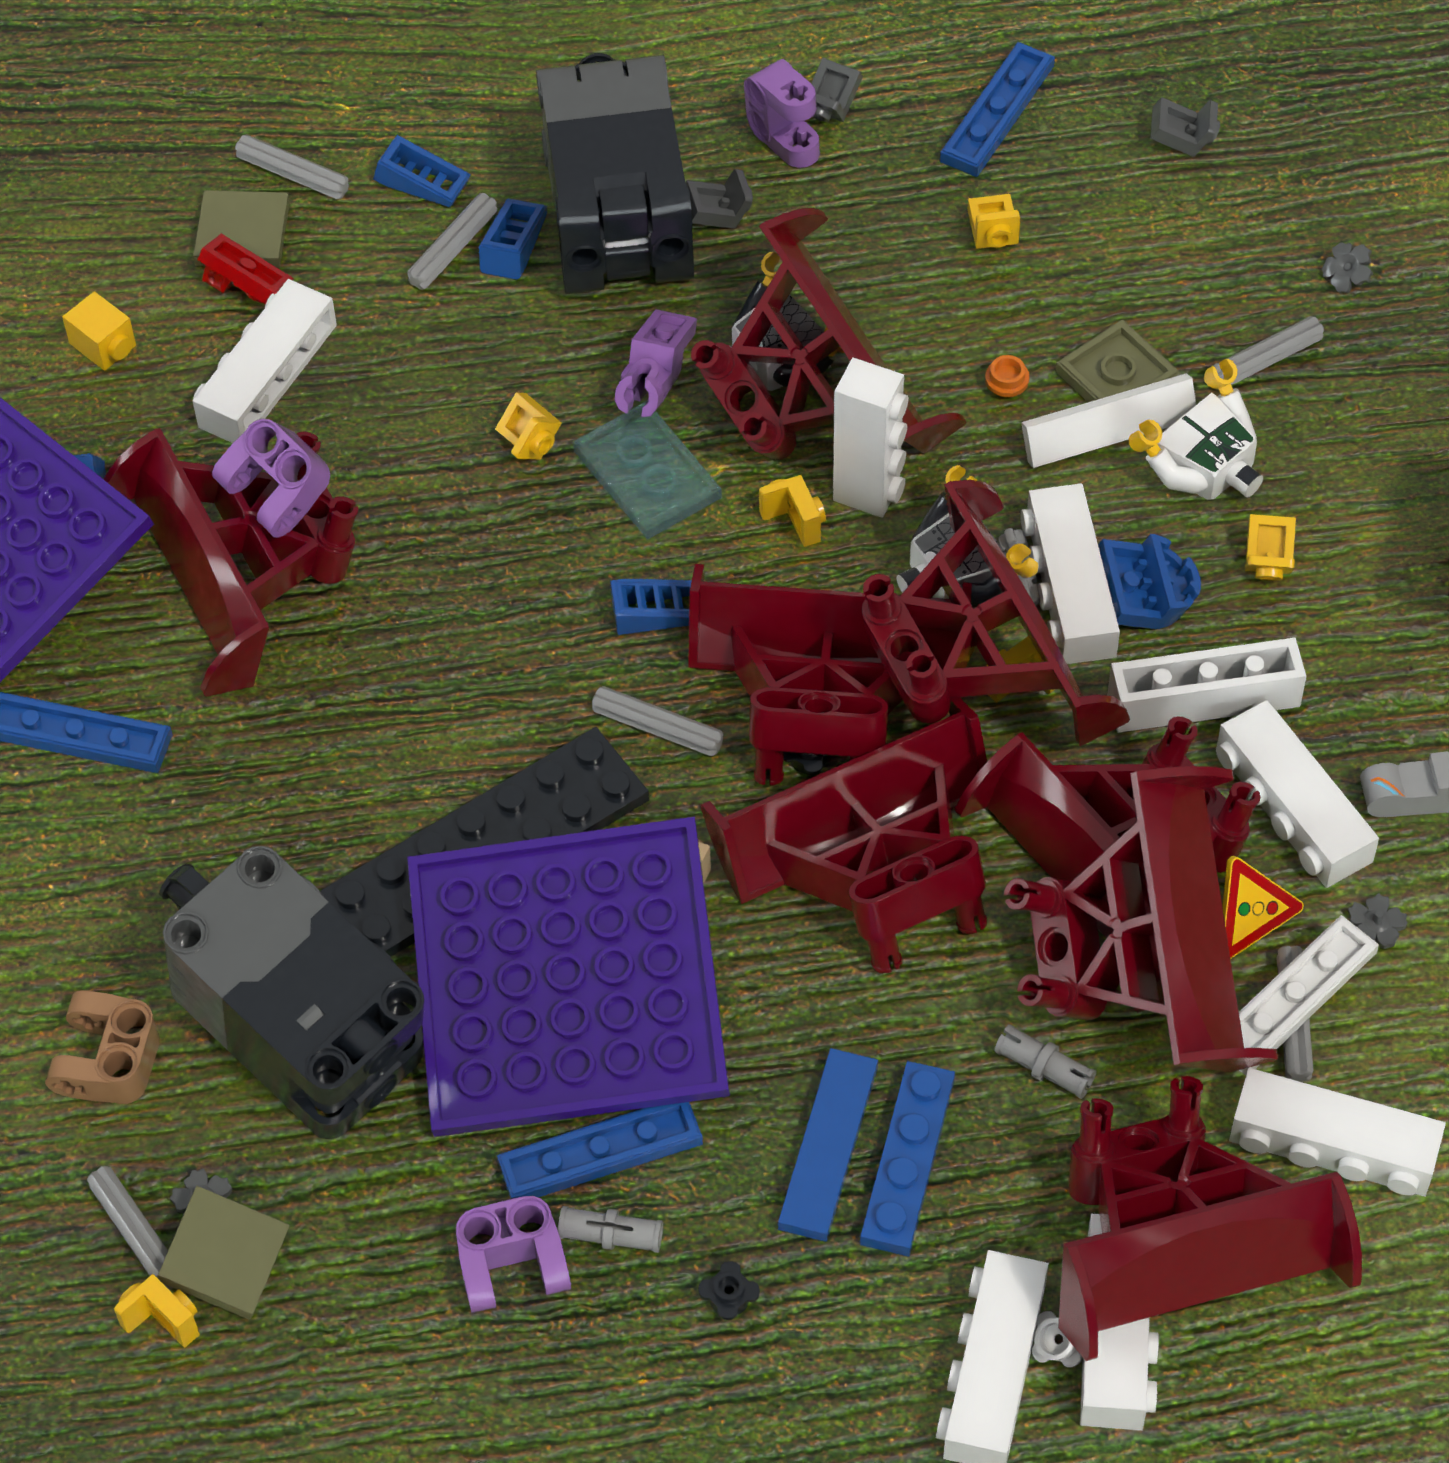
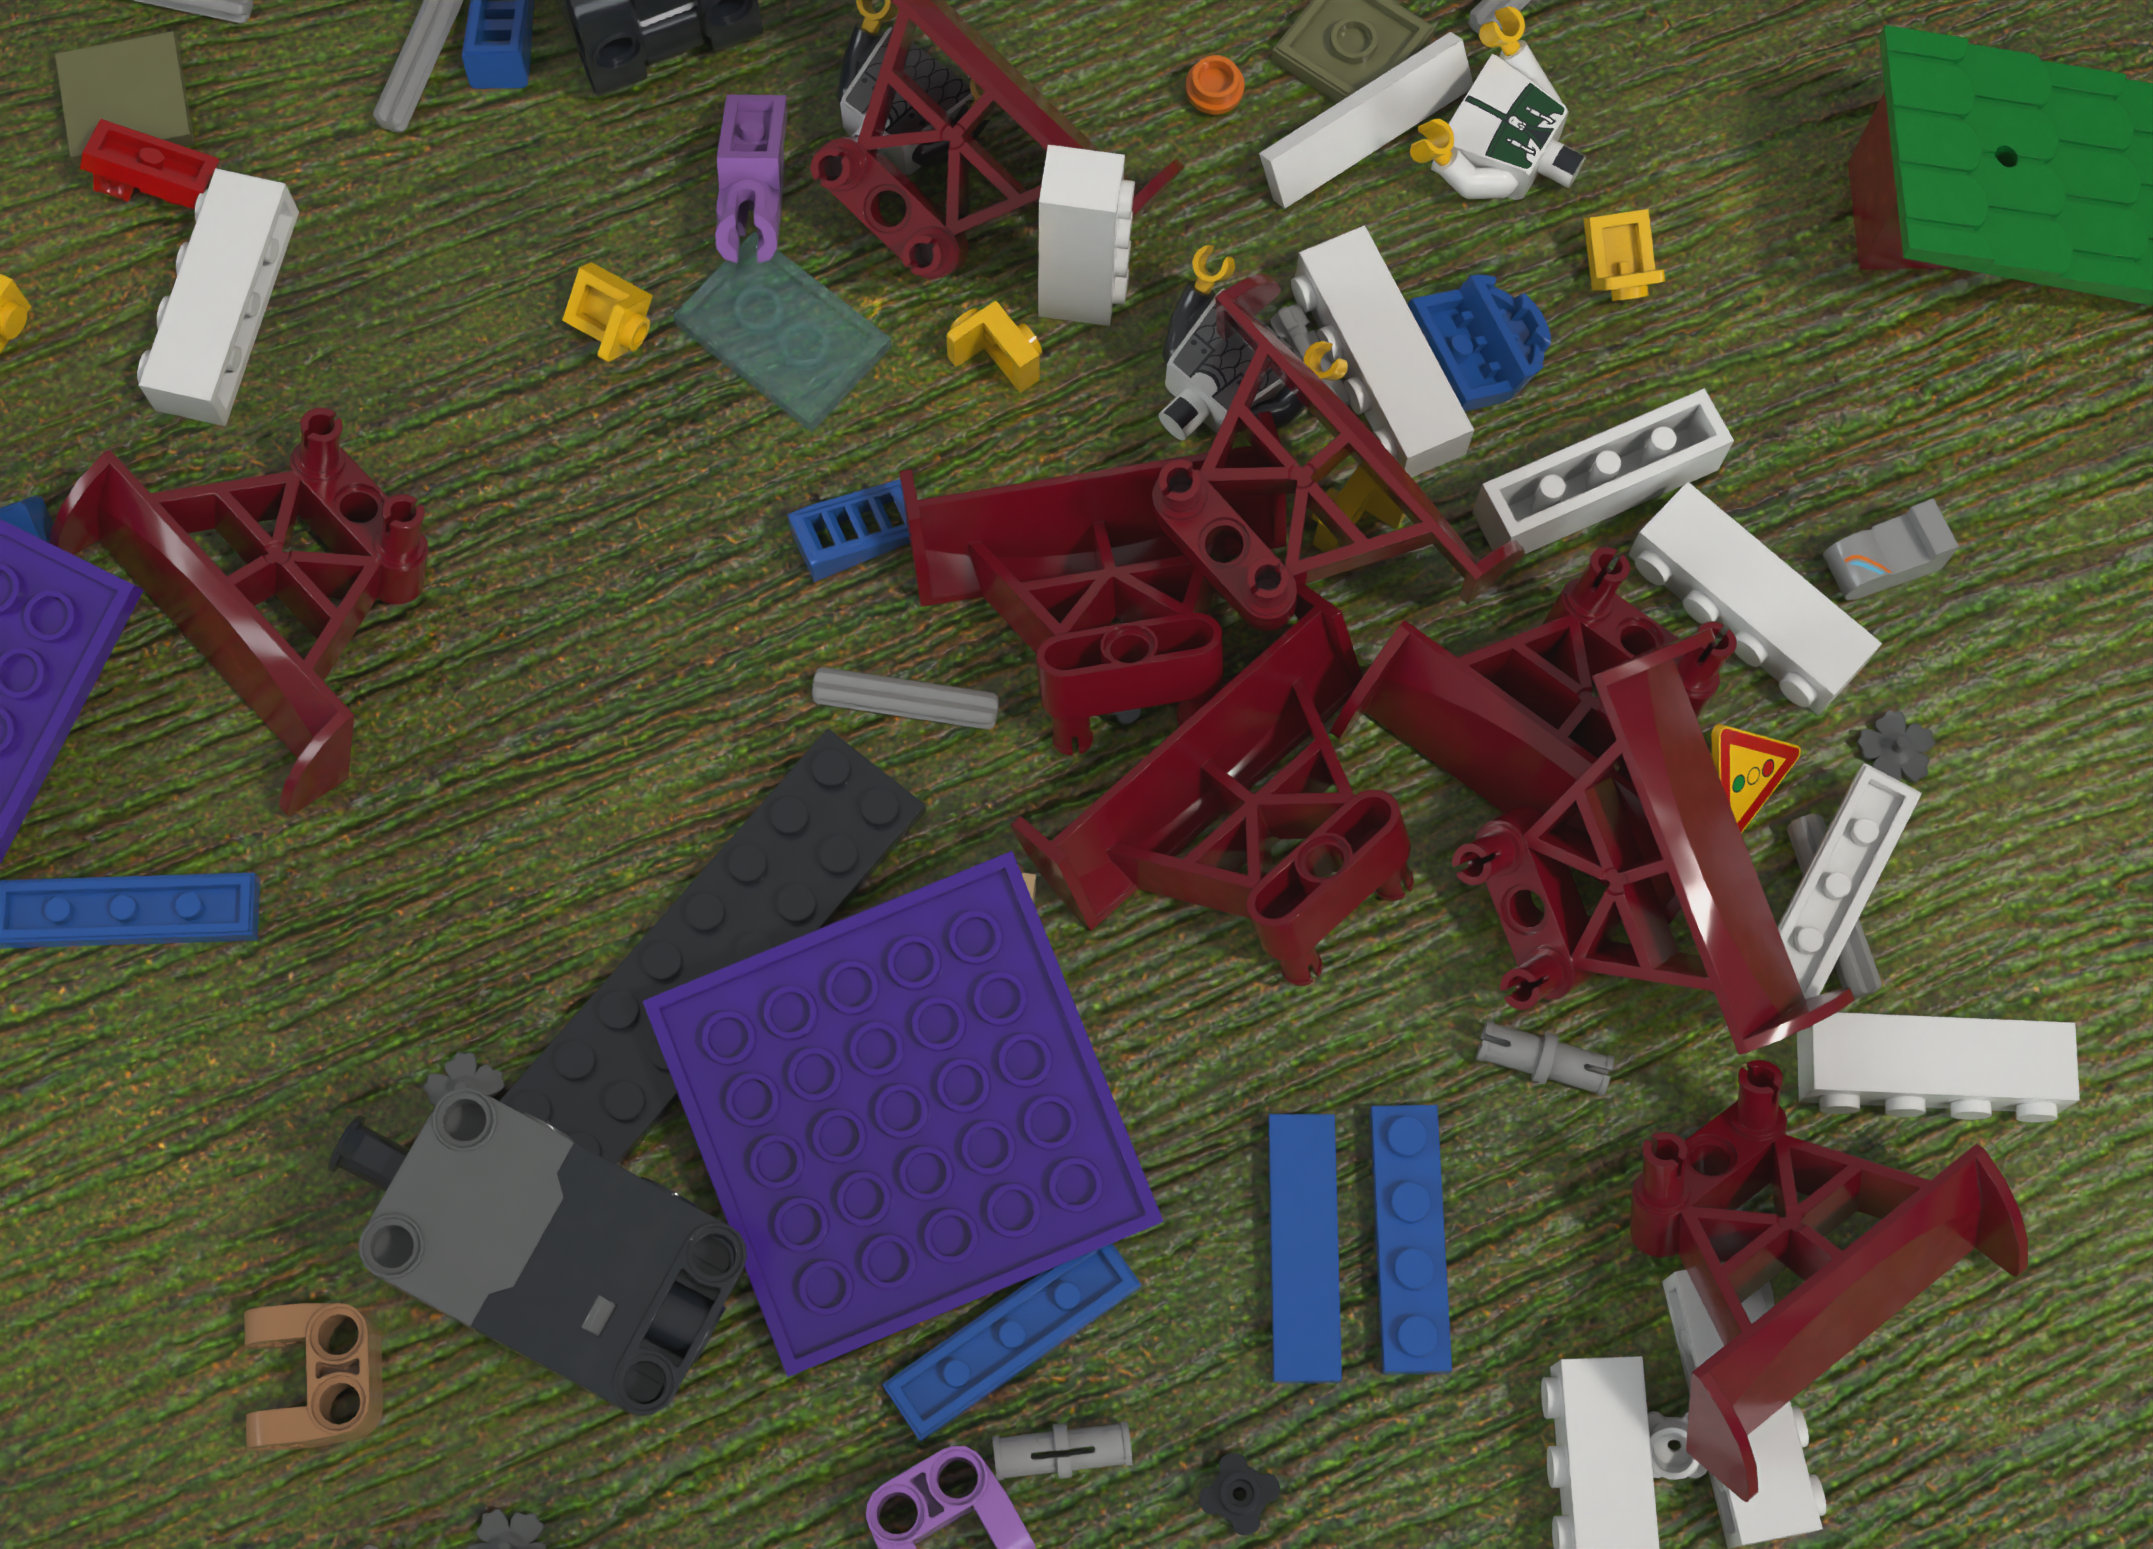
camera: 20 degrees left, 15 degrees up
(292, 497) = (300, 474): medium lavender piece -> none

